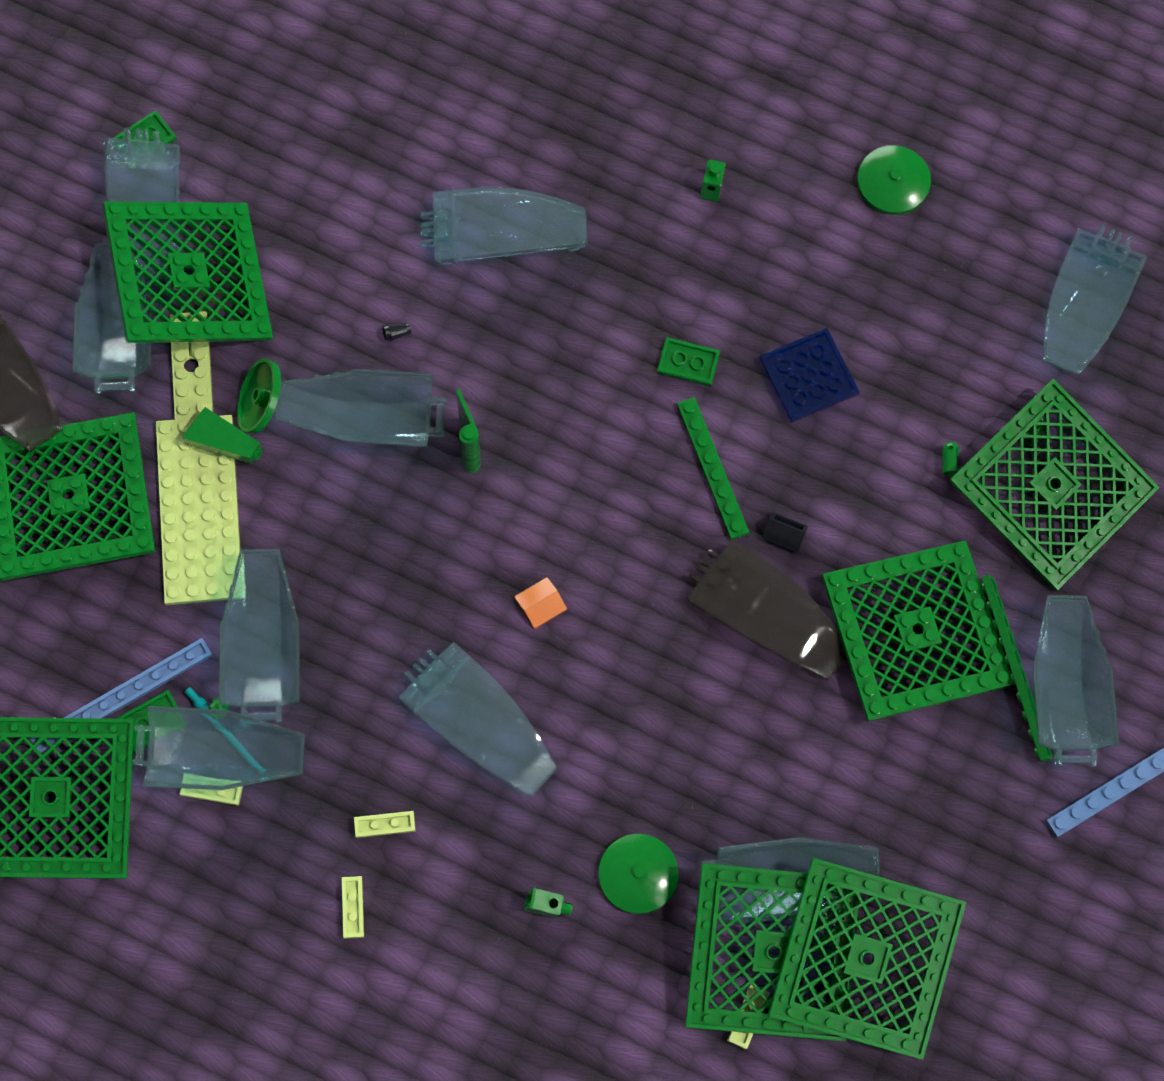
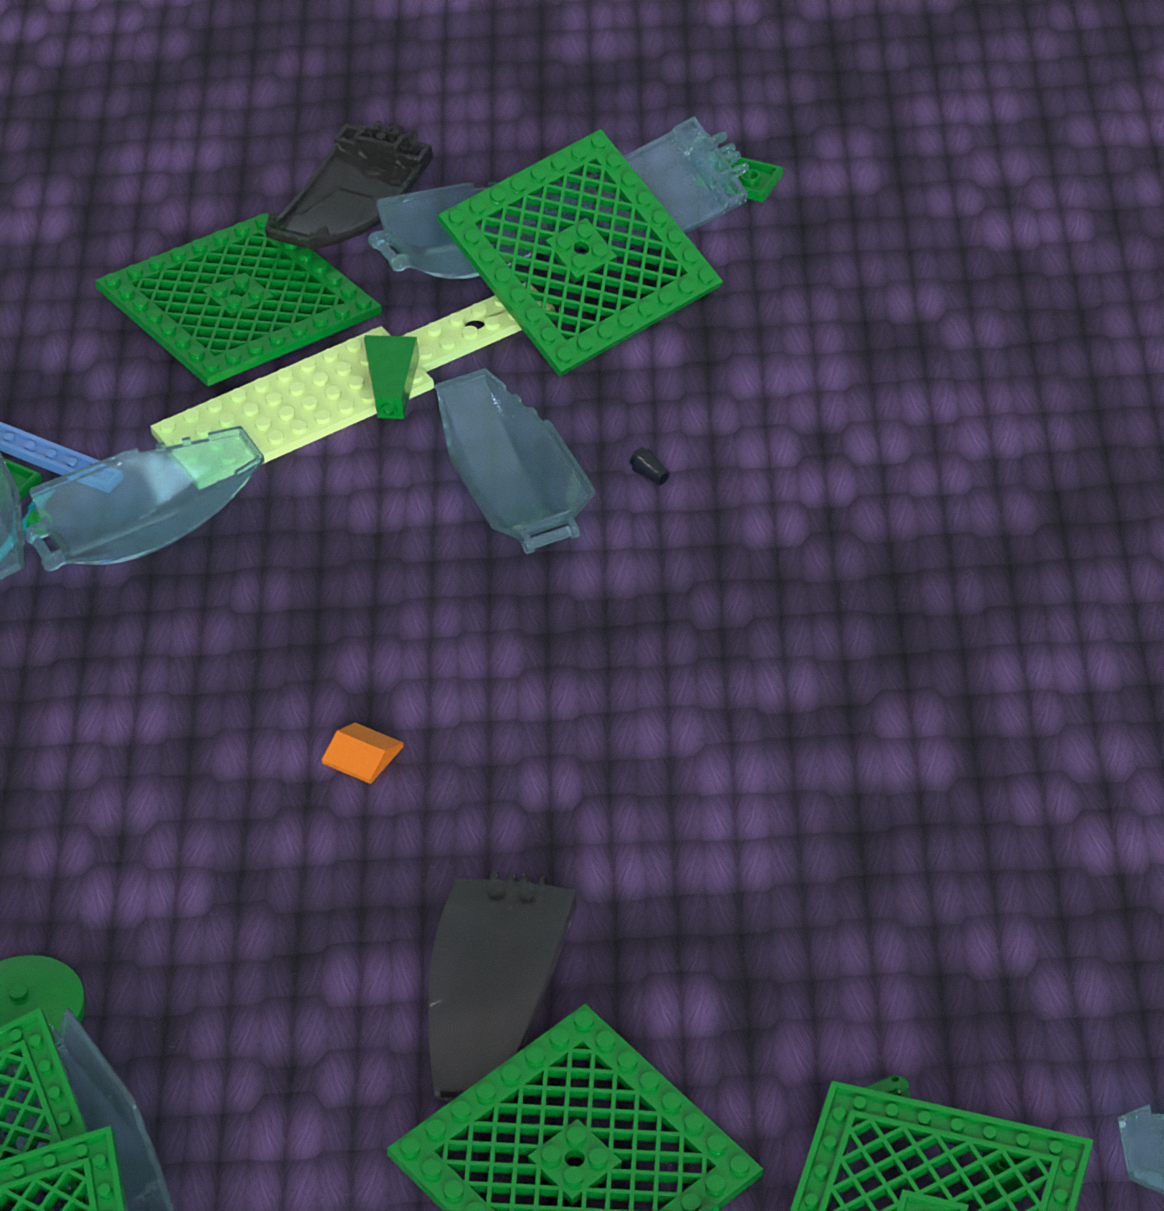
camera: 70 degrees right, 30 degrees down
(258, 396) = (490, 356): green dish -> none
(468, 437) = (533, 550): green door -> none
(478, 719) = (147, 749): clear light blue windscreen -> none
(500, 223) = (874, 492): clear light blue windscreen -> none
(688, 361) = (820, 754): green tile -> none
(712, 468) = (676, 843): green plate -> none
(713, 177) = (1108, 658): green torso -> none
(785, 532) = (632, 953): black brick -> none
(809, 375) = (895, 883): clear blue plate -> none

